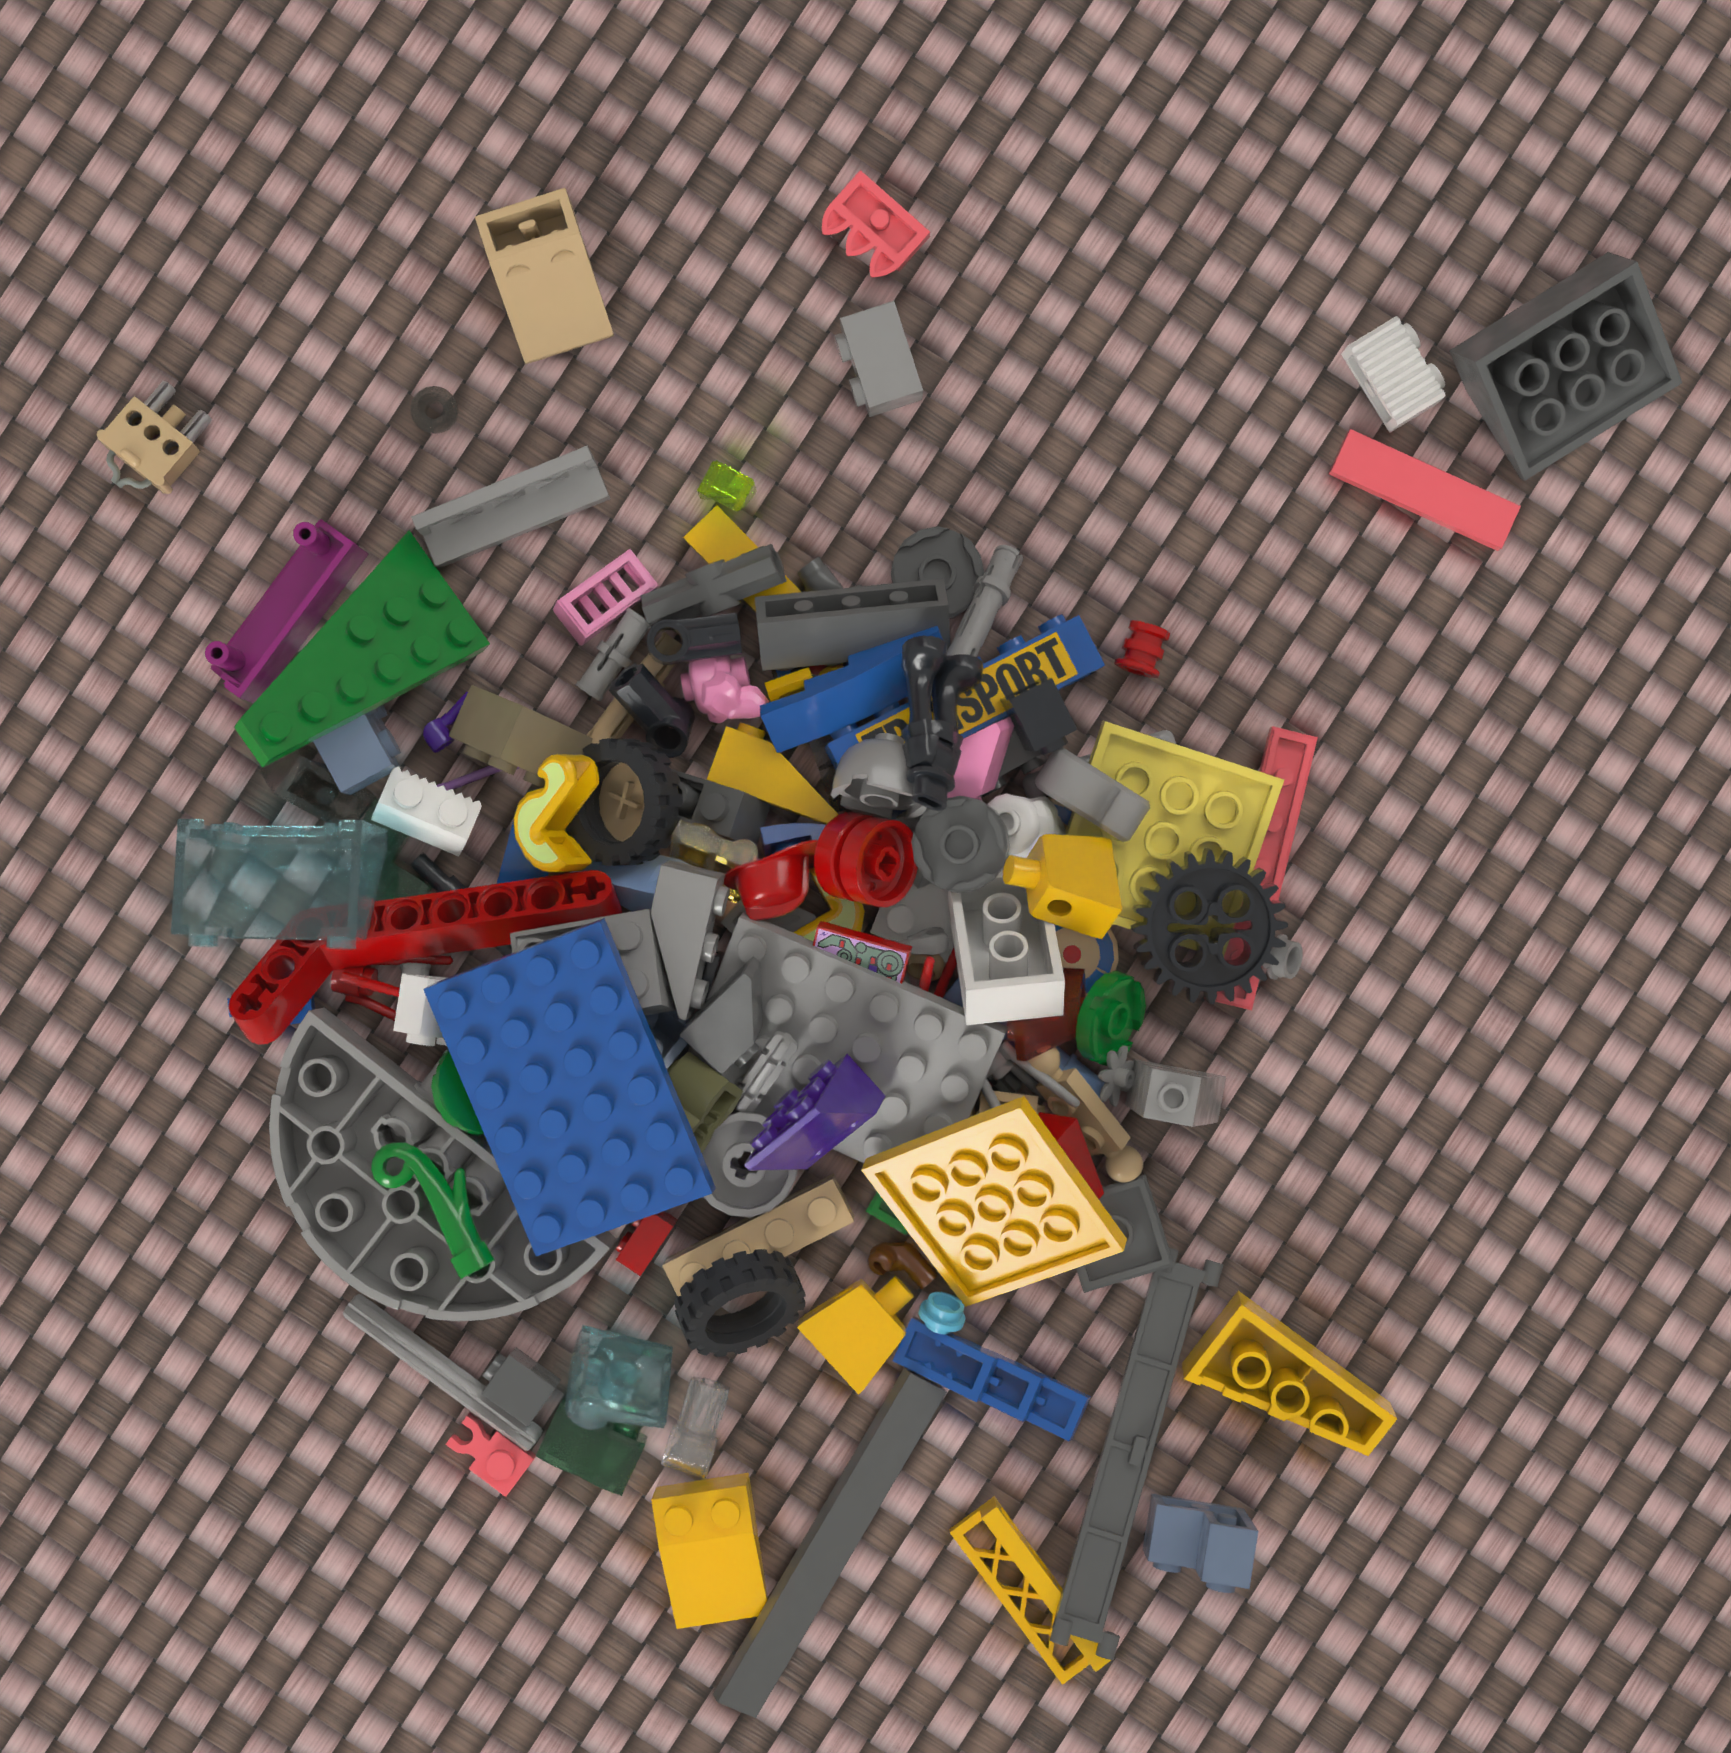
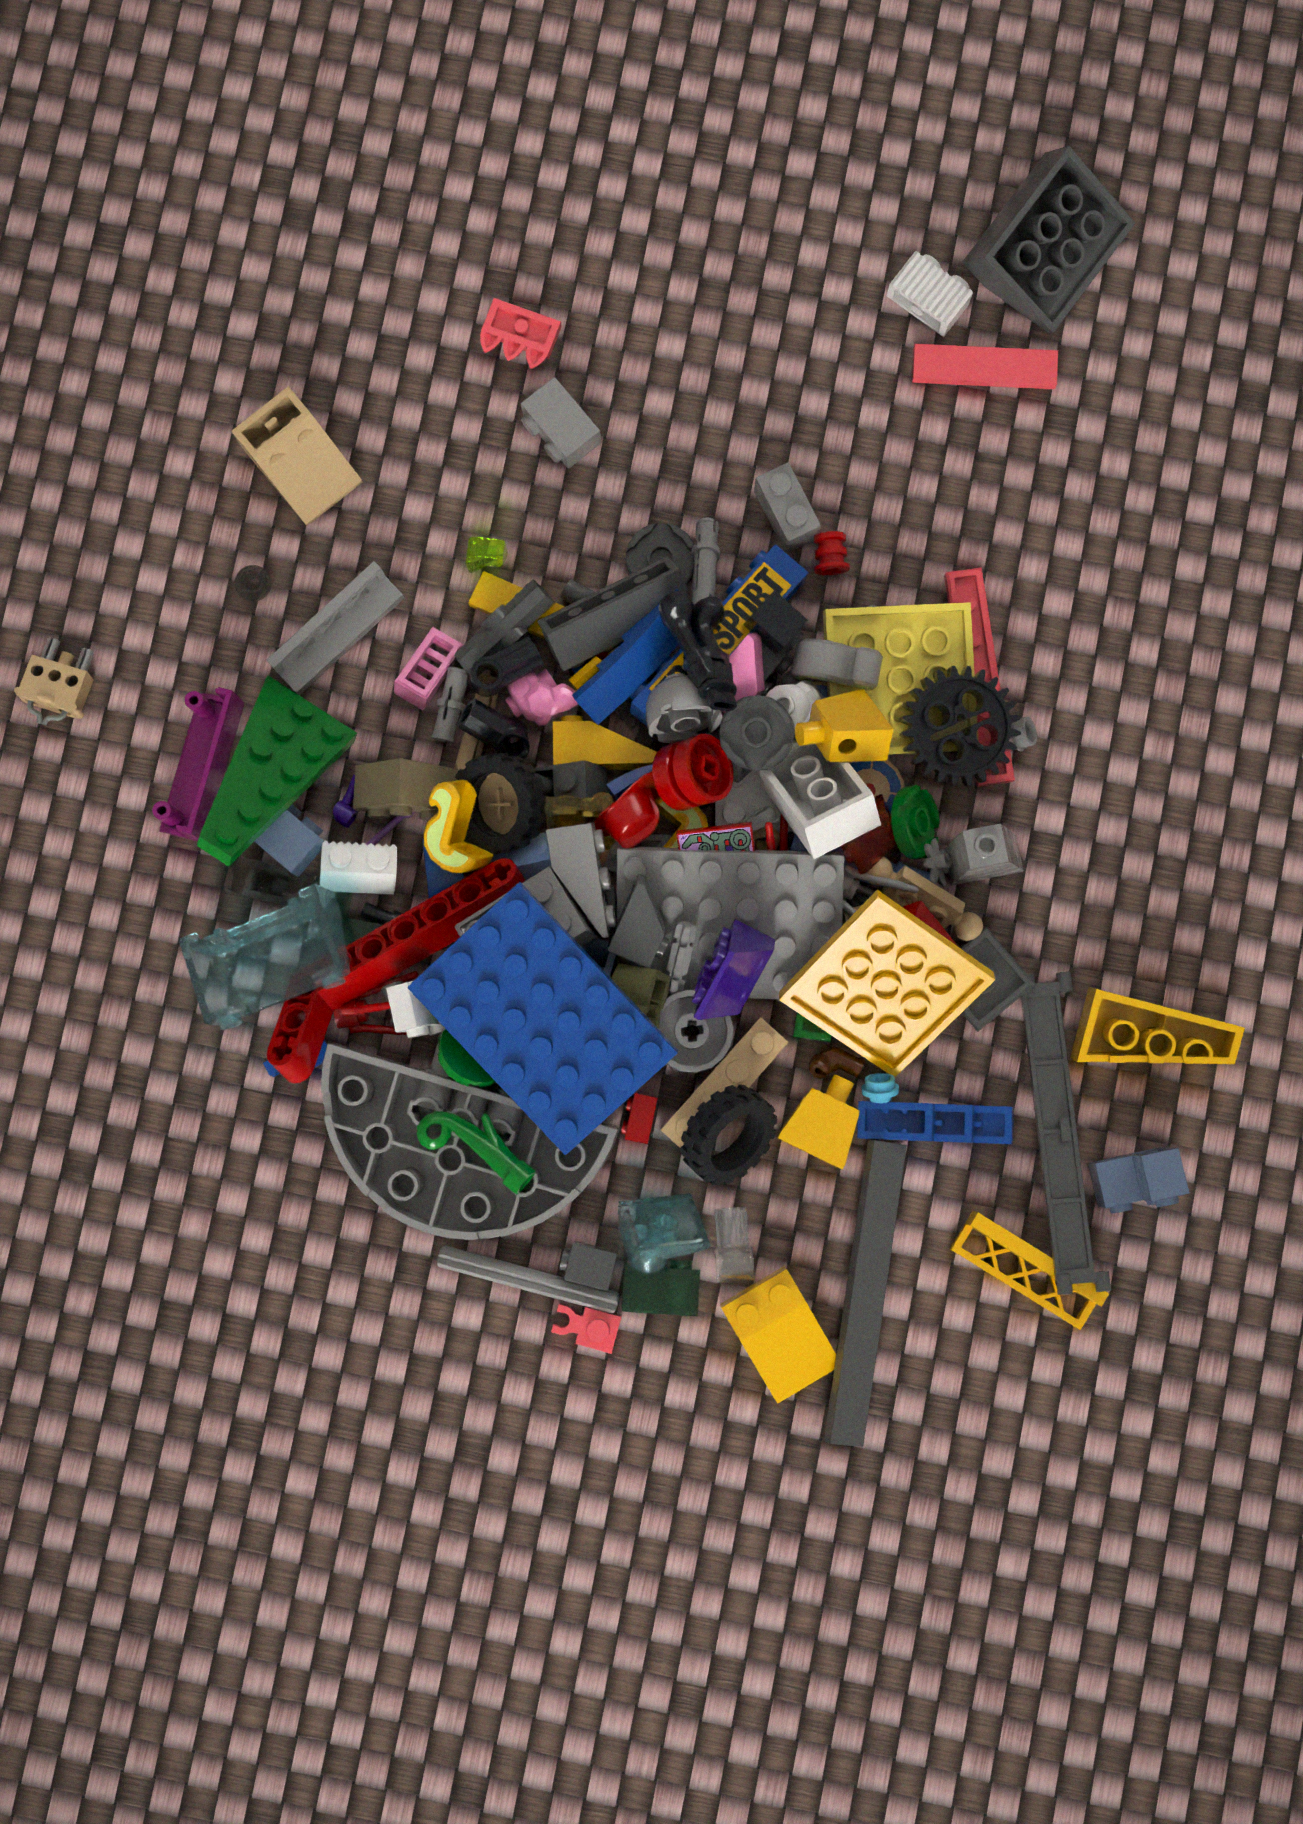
camera: 20 degrees left, 5 degrees down
(1112, 573) = (786, 507): none -> light grey brick

